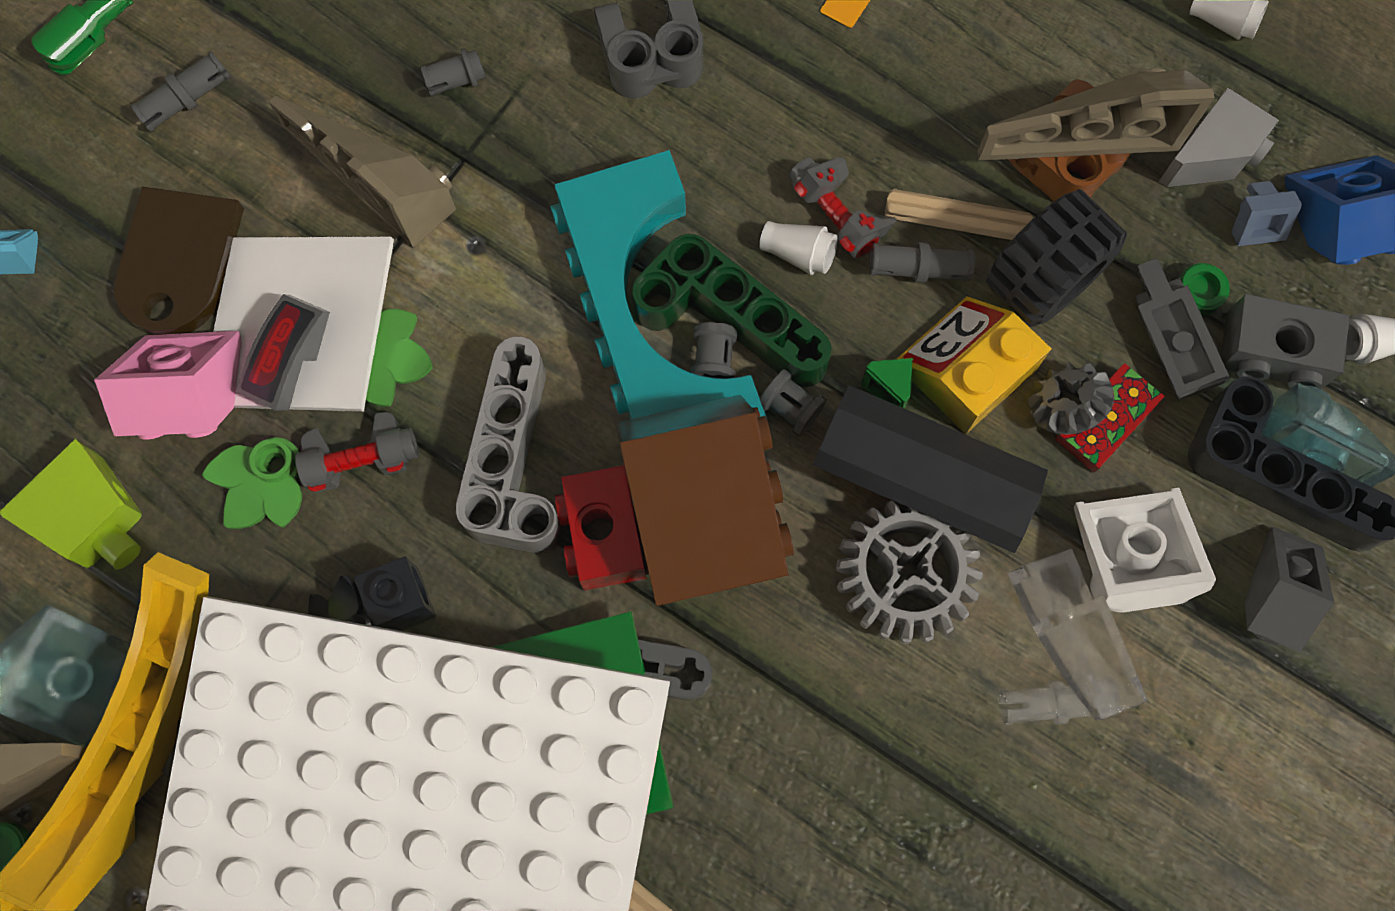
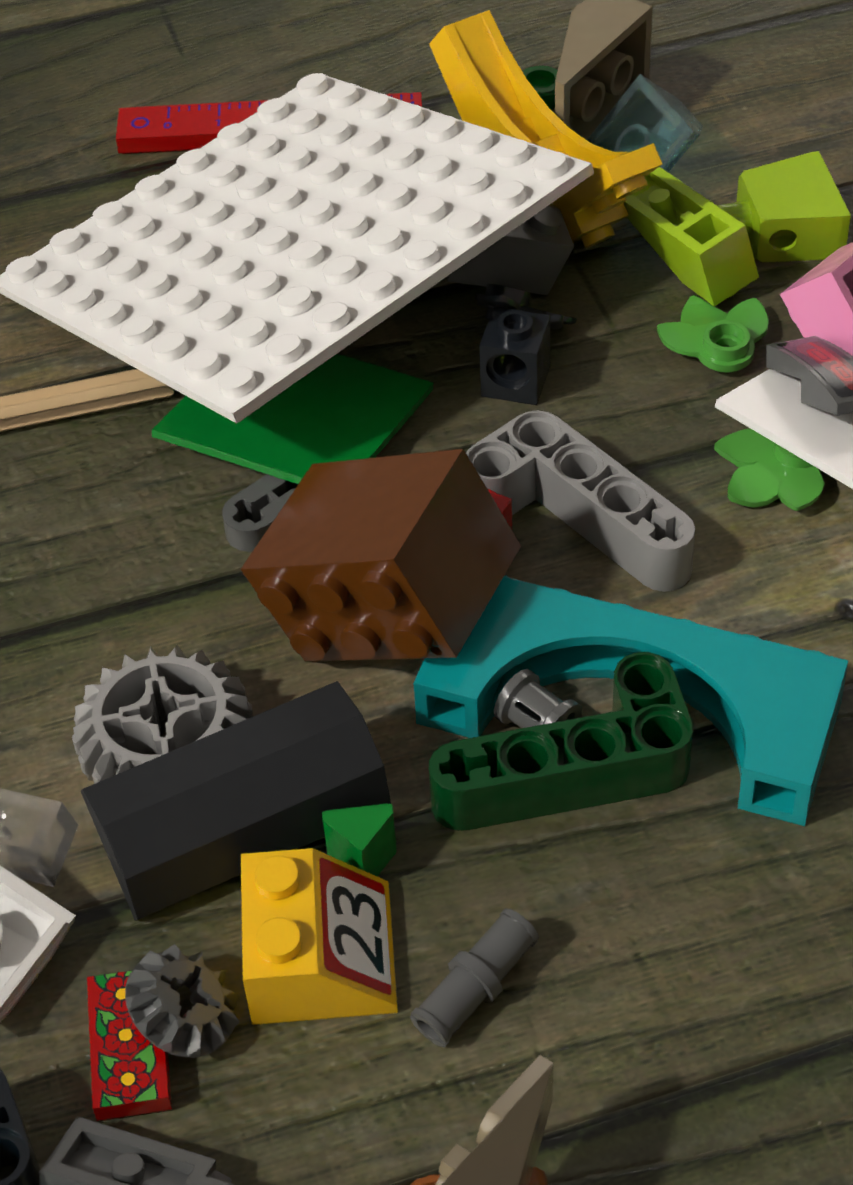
camera: 130 degrees right, 25 degrees down
(178, 526) = (693, 237): none -> lime slope
(389, 449) = (665, 422): dark grey piece -> none
(782, 387) = (414, 744): dark grey bush -> none
(801, 245) = (594, 870): white cone -> none
(817, 184) = (663, 937): dark grey piece -> none
(955, 214) = (498, 1068): tan axle -> none
(1055, 257) = (337, 1065): black tyre -> none

